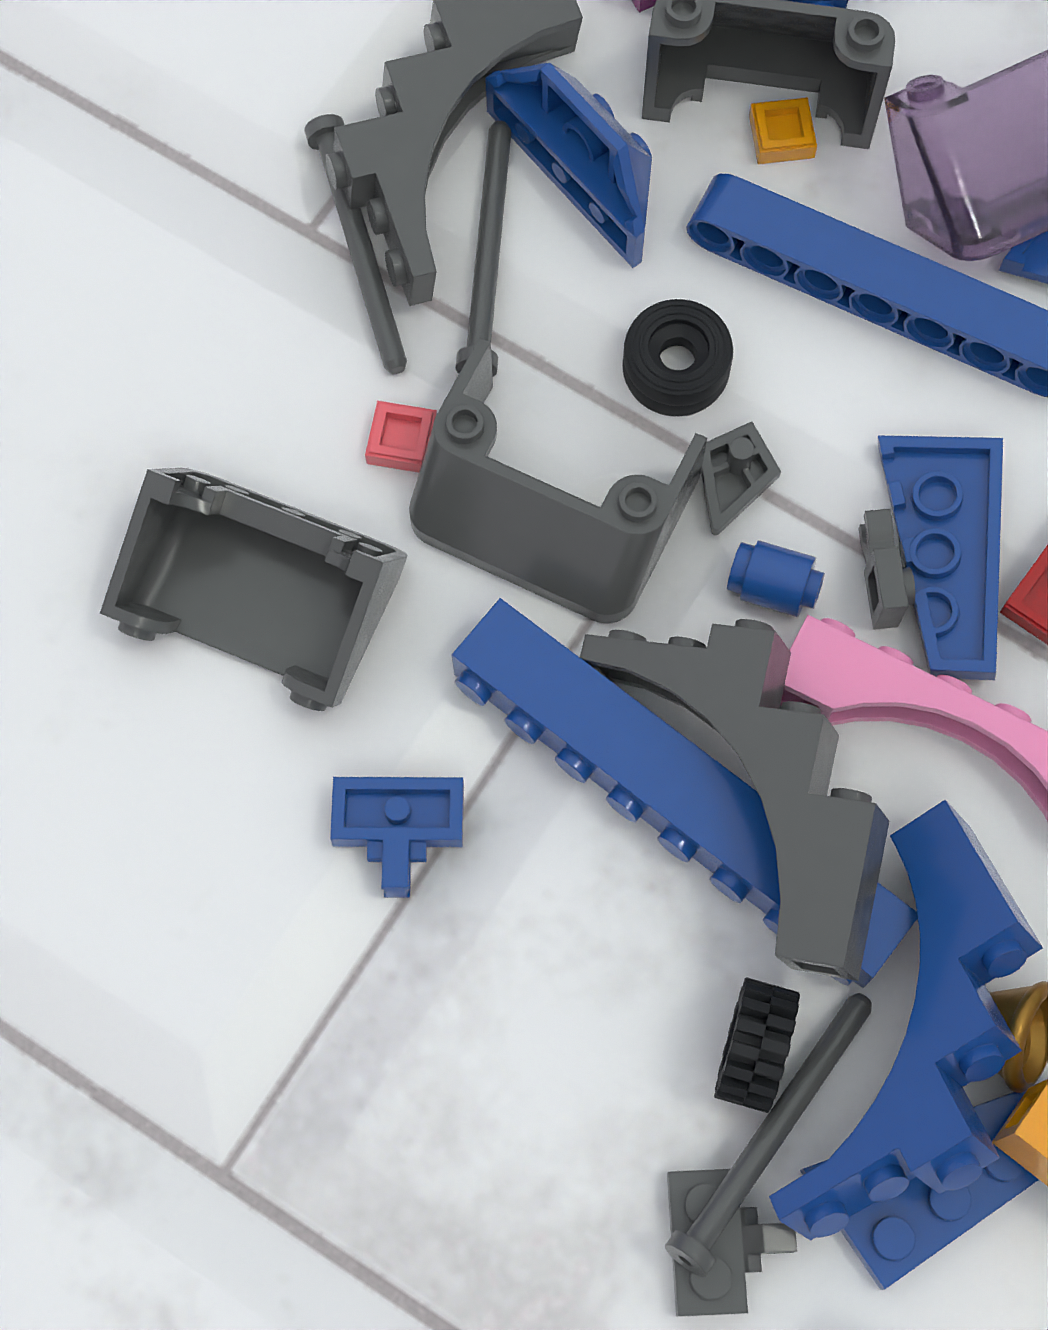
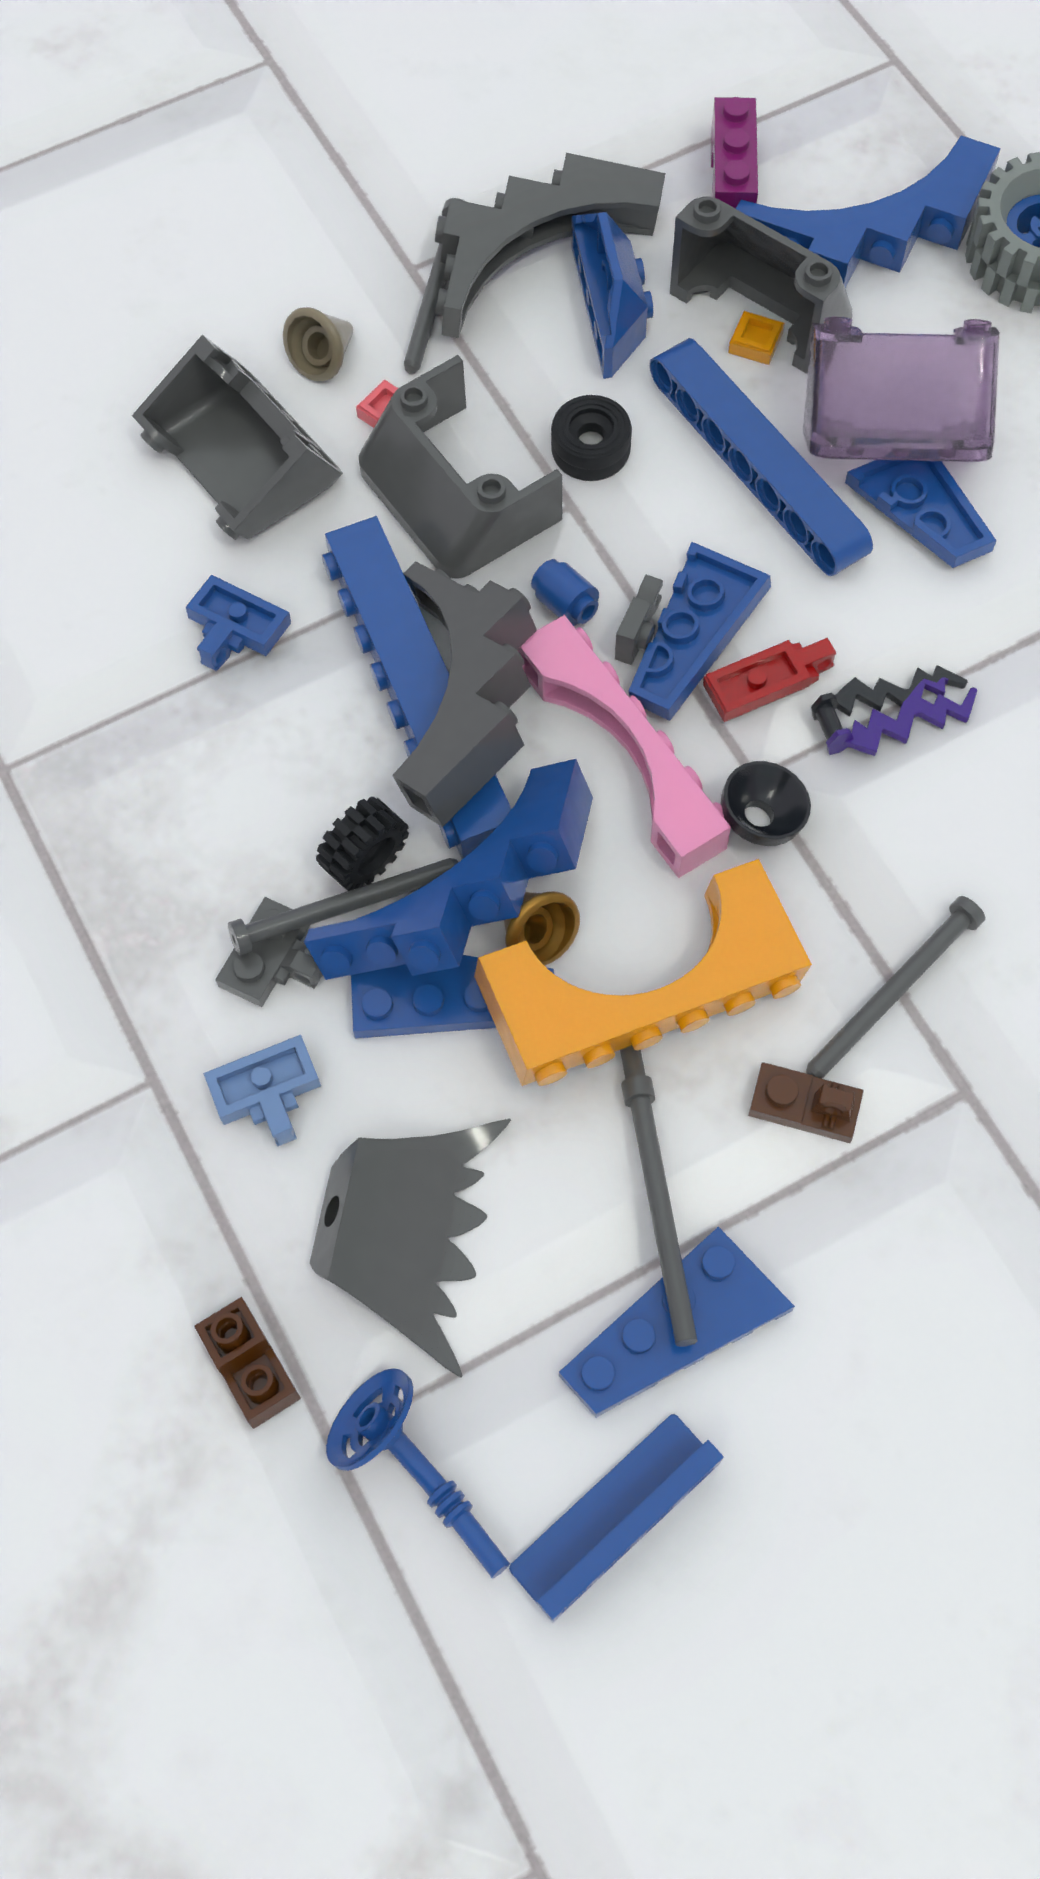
camera: 30 degrees right, 5 degrees down
(267, 396) = (316, 342): none -> dark tan hat
(488, 242) = (517, 321): dark grey bar -> none
(735, 474) = (582, 523): dark grey piece -> none

